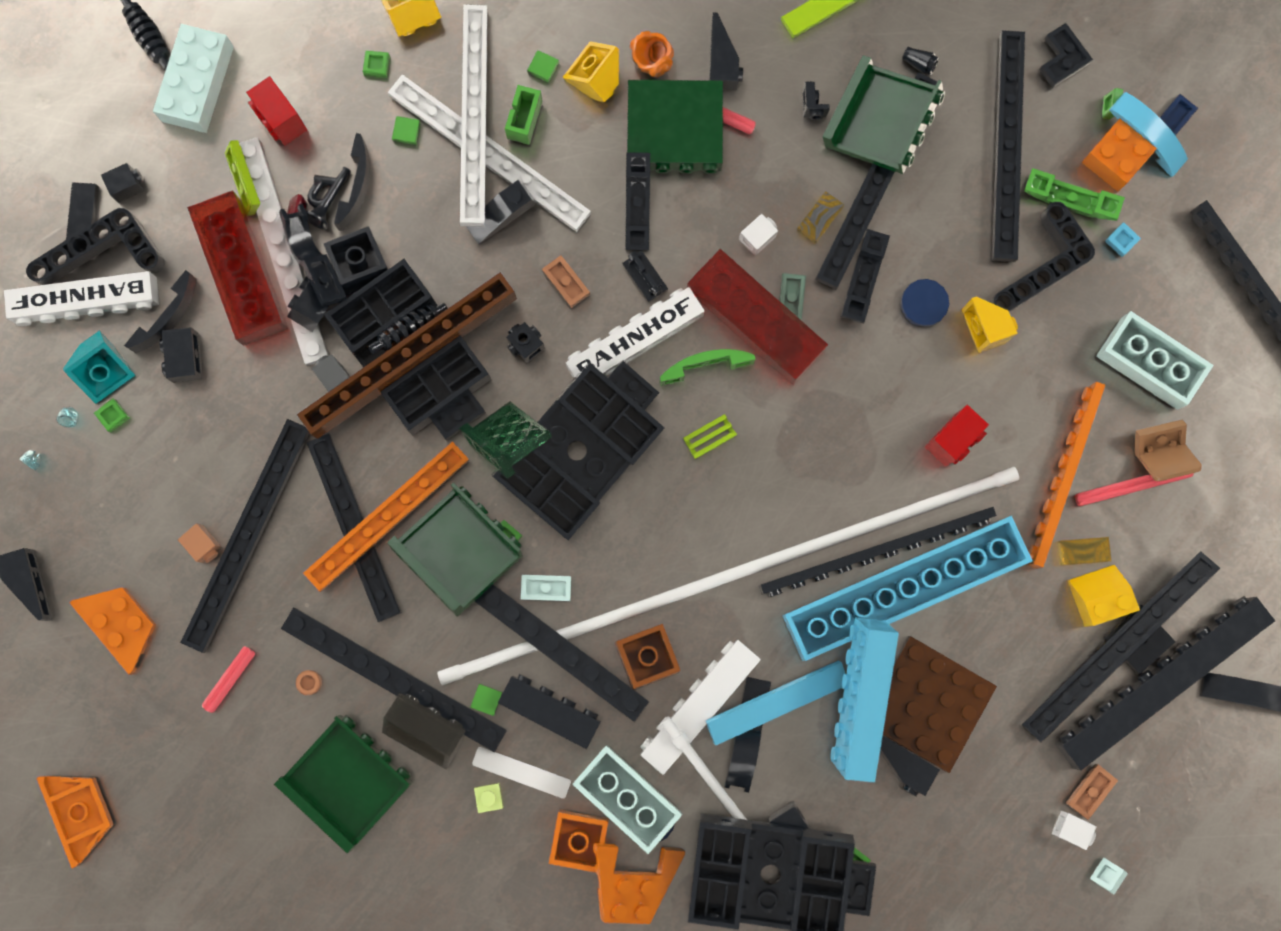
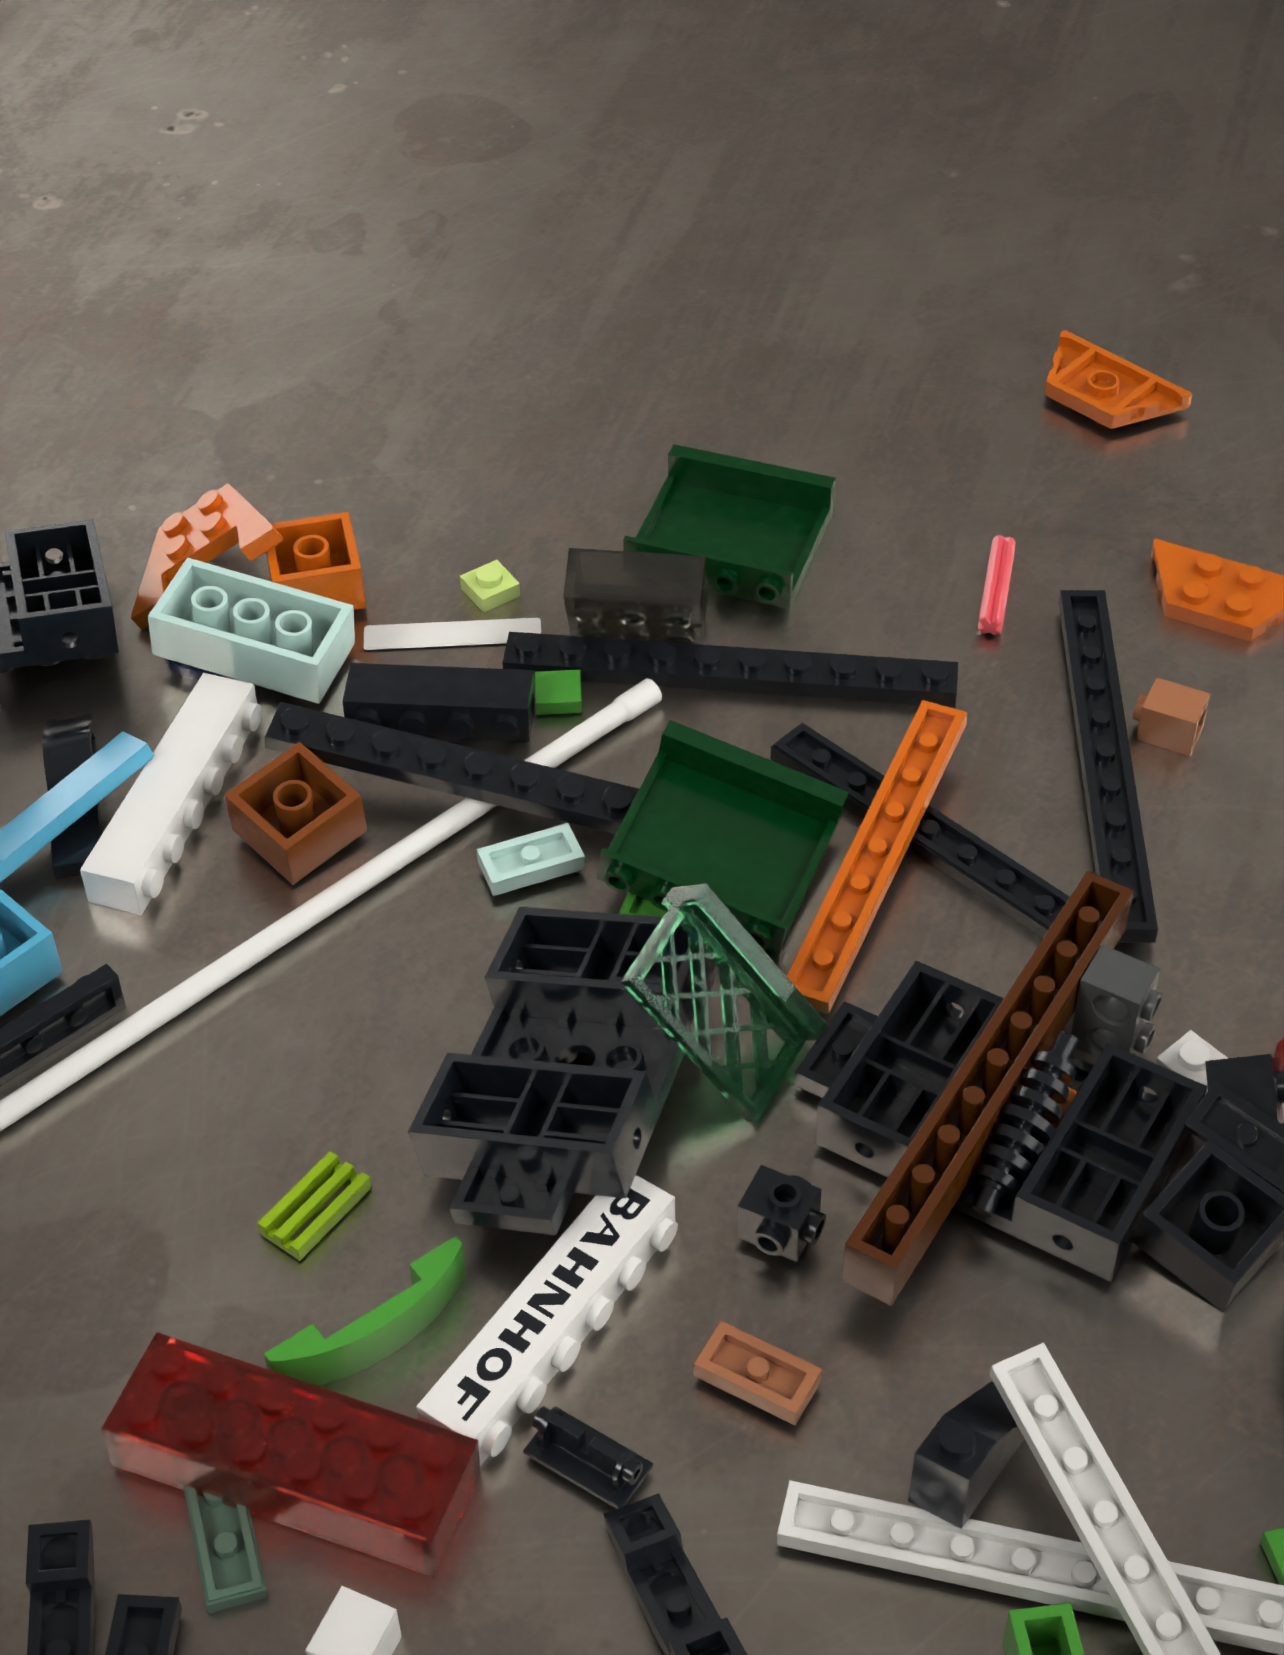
camera: 160 degrees right, 35 degrees down
(308, 682) = (866, 622): nougat tile -> none
(681, 740) = (184, 711): white bar -> none

